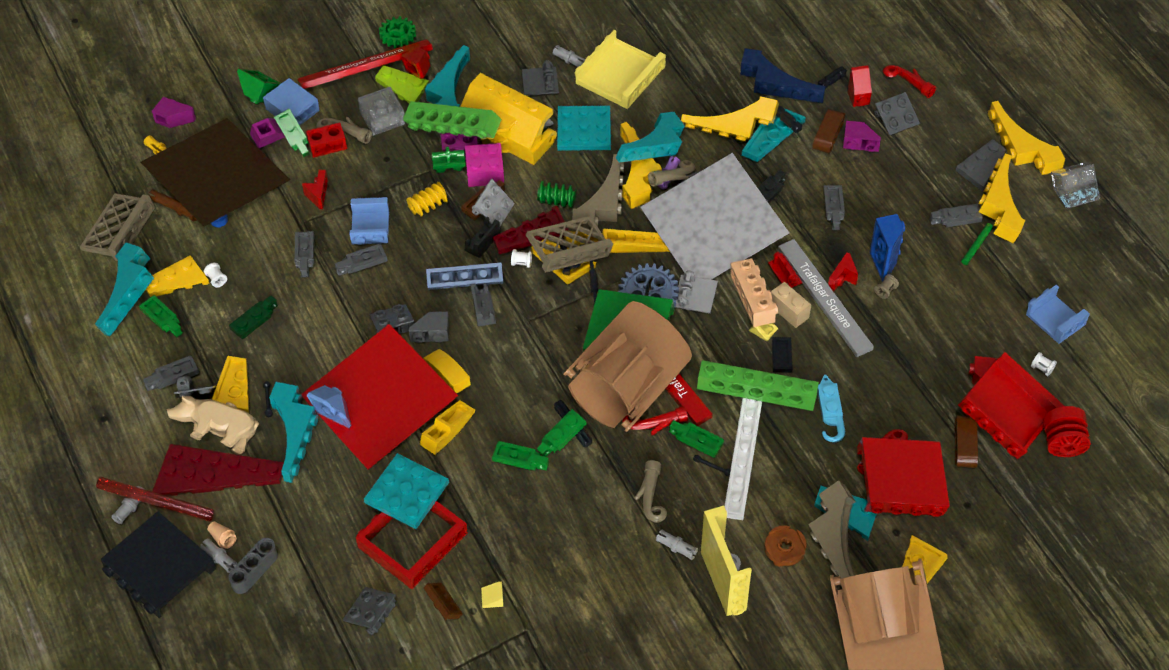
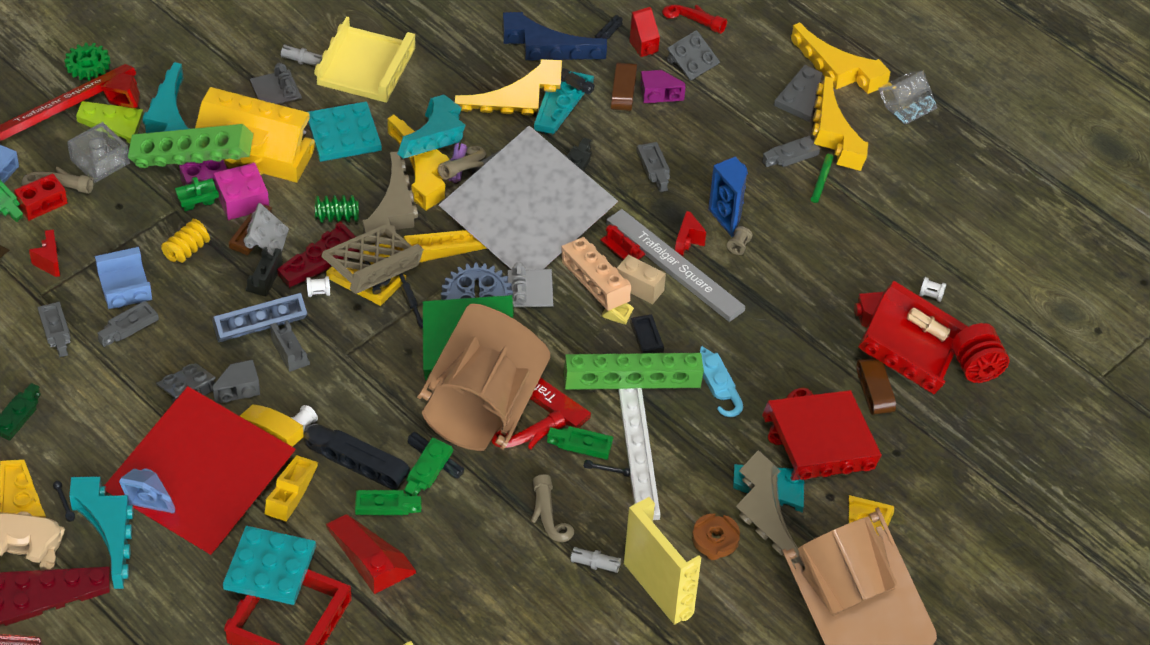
camera: 20 degrees left, 5 degrees down
(475, 369) = (306, 416): none -> white bush
(495, 499) = (372, 556): none -> red wedge
(508, 410) = (356, 455): none -> black piece
(1027, 396) = (928, 324): none -> tan axle
(1055, 316) = (929, 238): medium blue panel -> none

